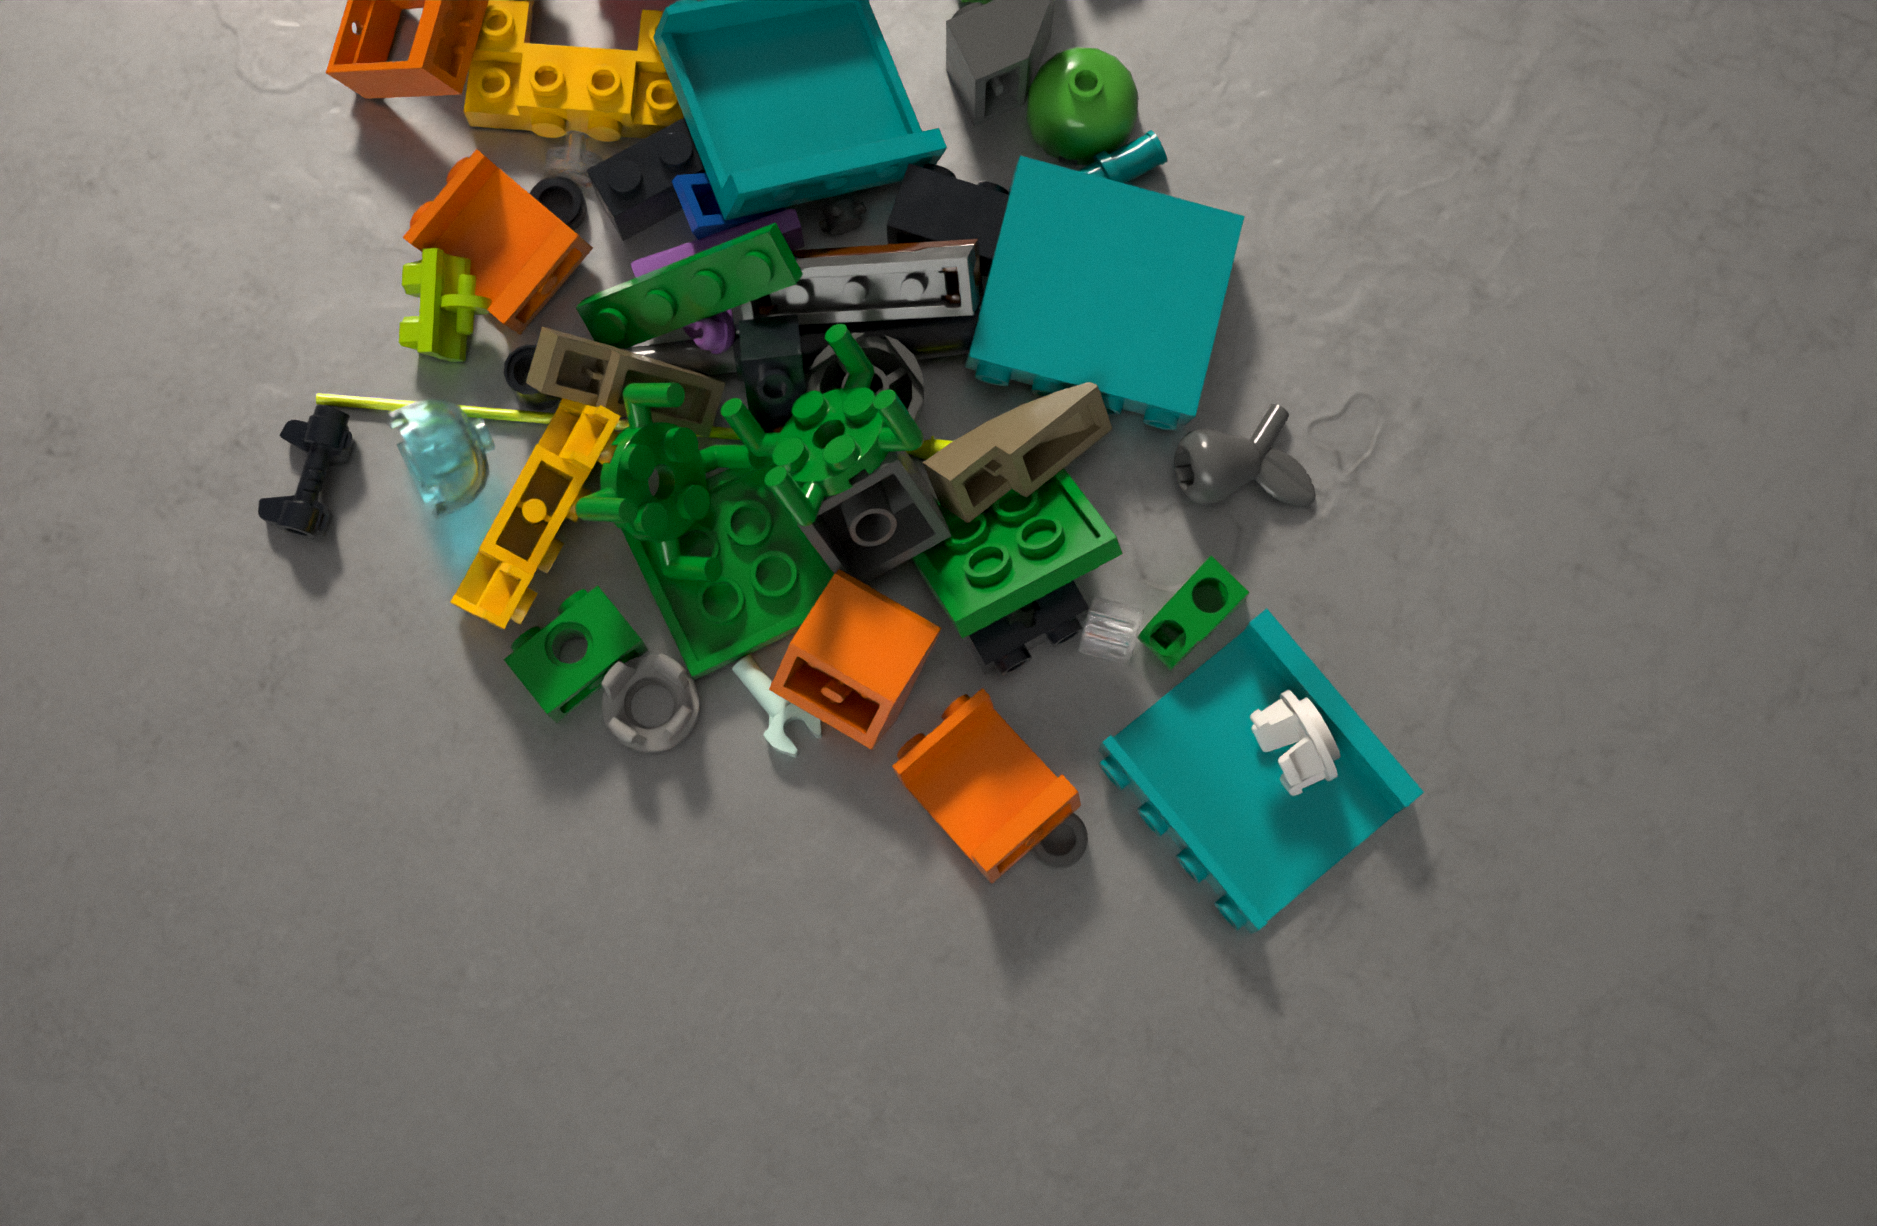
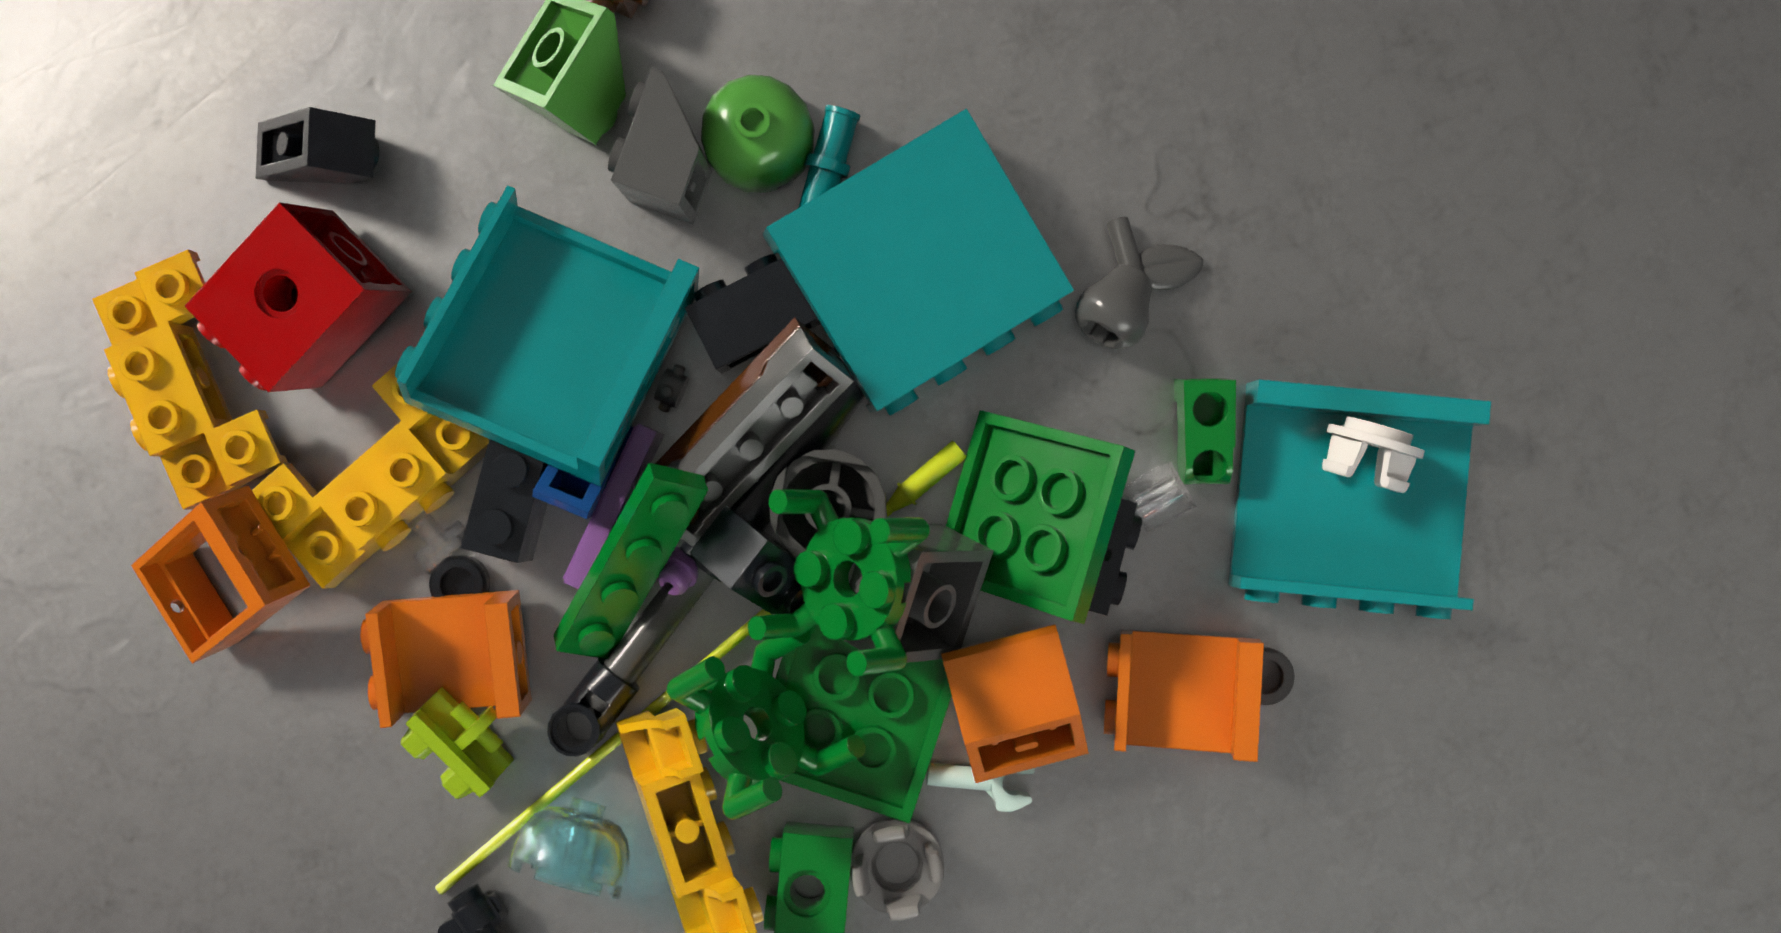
camera: 50 degrees left, 10 degrees up
(599, 373) = (635, 680): dark tan slope -> none
(1017, 450) = (975, 441): dark tan slope -> none

